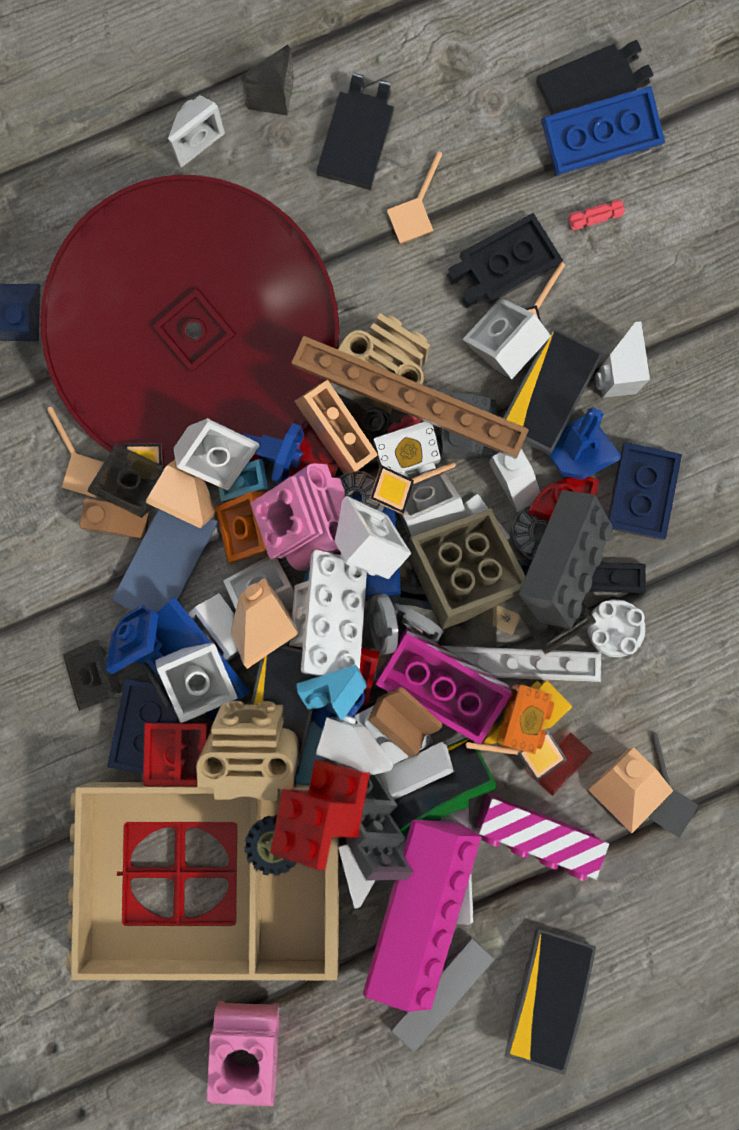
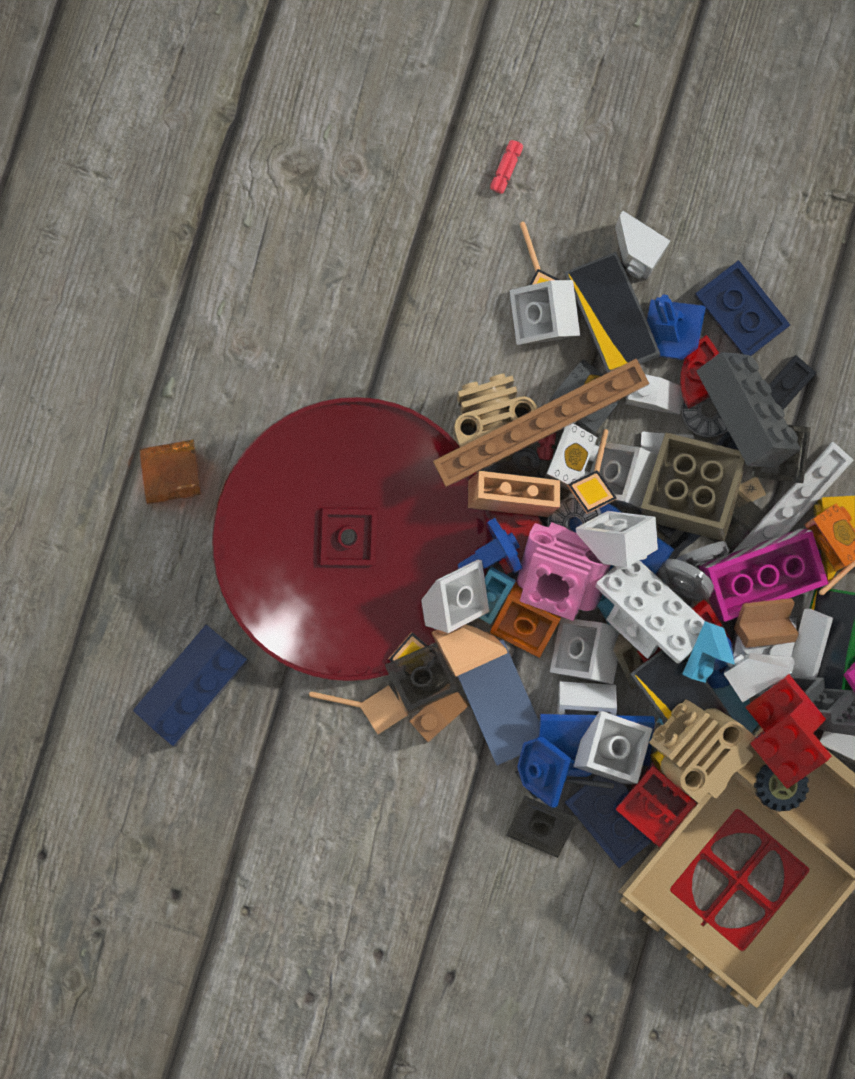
camera: 55 degrees left, 0 degrees up
(134, 156) = (170, 471): none -> clear orange slope
(195, 129) = (187, 406): white slope -> none
(260, 623) = (615, 666): light nougat slope -> none
(270, 83) = (208, 323): clear smoke slope -> none
(356, 135) = (294, 291): black tile -> none
(411, 217) = (391, 304): light nougat piece -> none
(505, 261) = (485, 262): black tile -> none
(593, 78) = (404, 84): black tile -> none
(603, 130) = (448, 107): blue tile -> none
(617, 628) = (826, 414): white dish -> none

